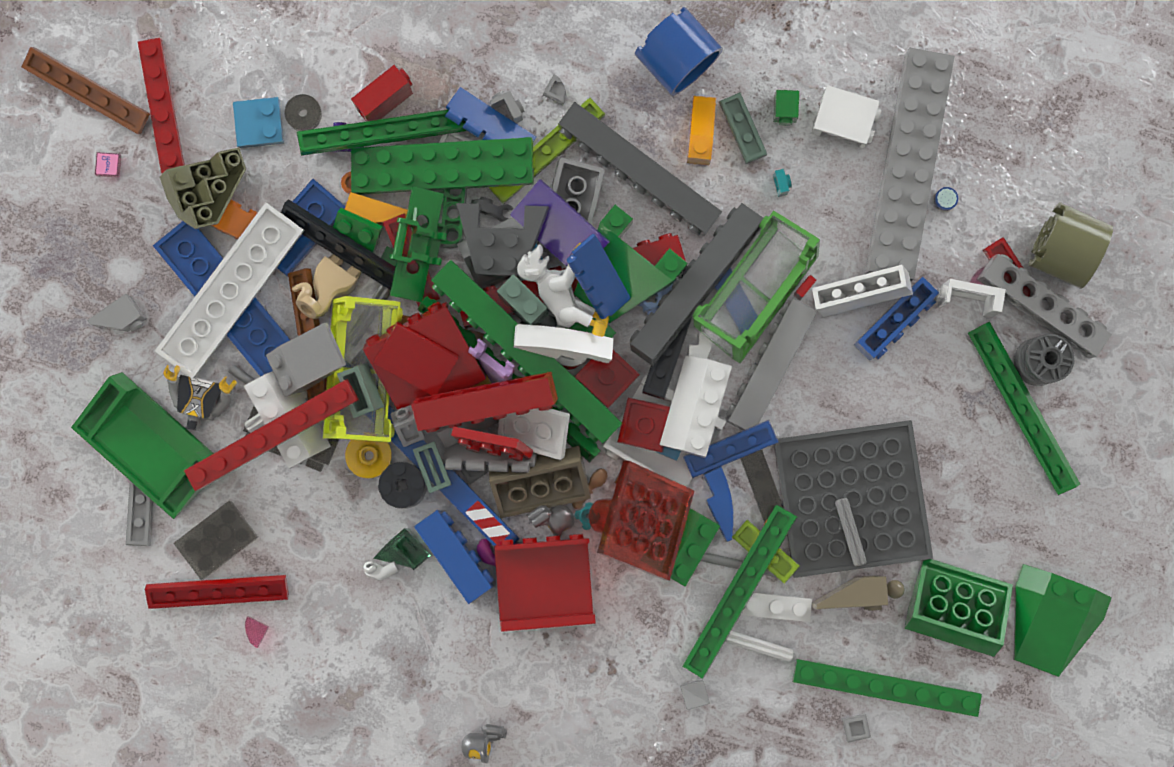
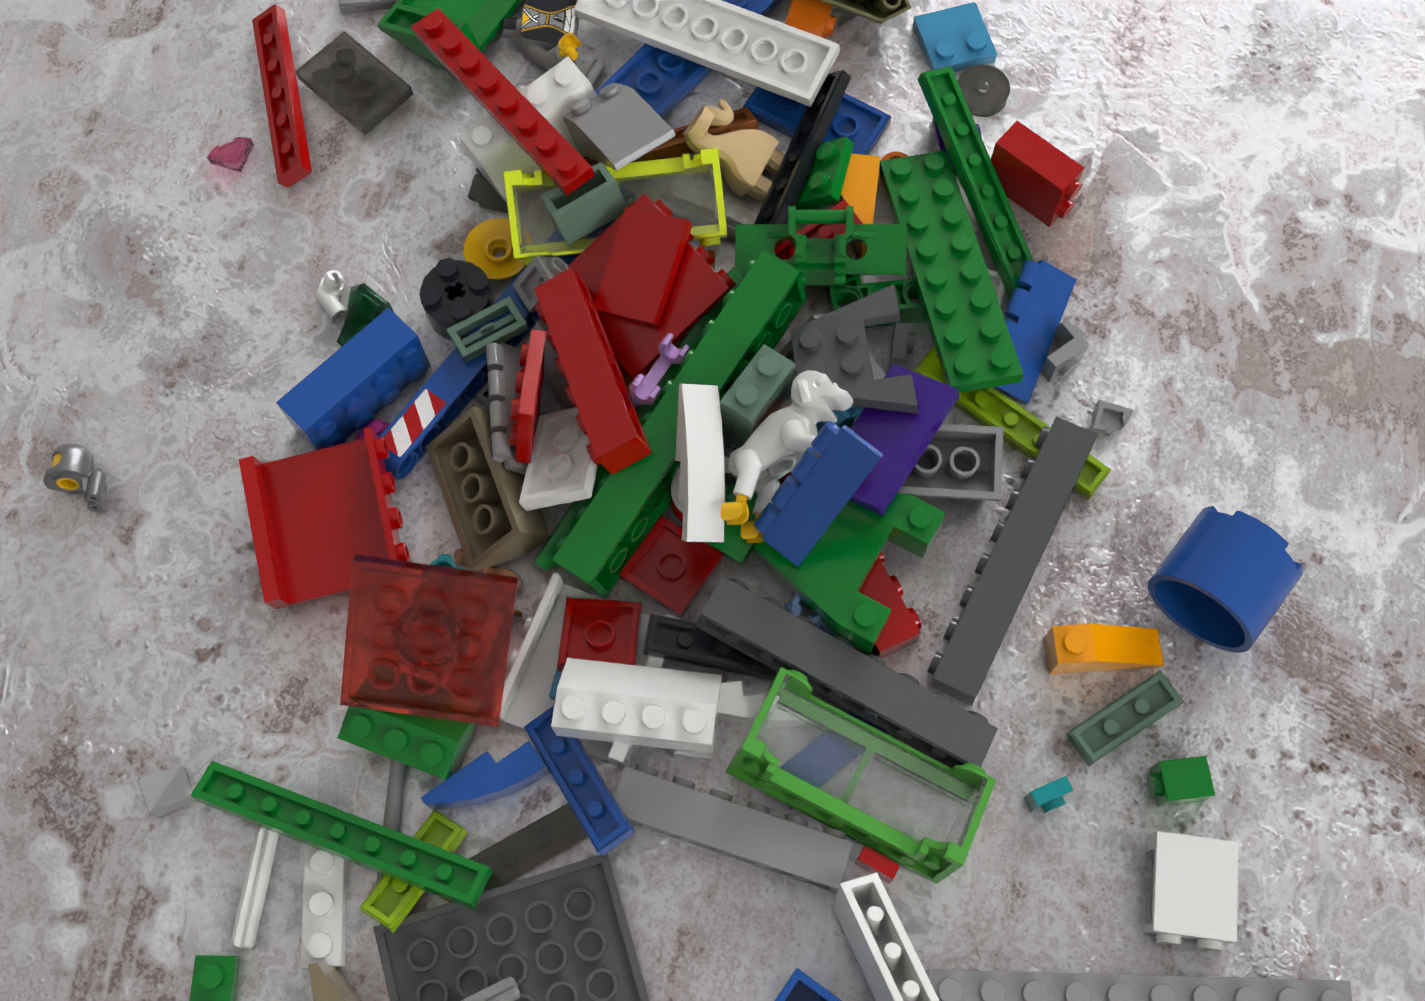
camera: 80 degrees right, 15 degrees down
(557, 519) = (430, 524): flat silver piece -> none

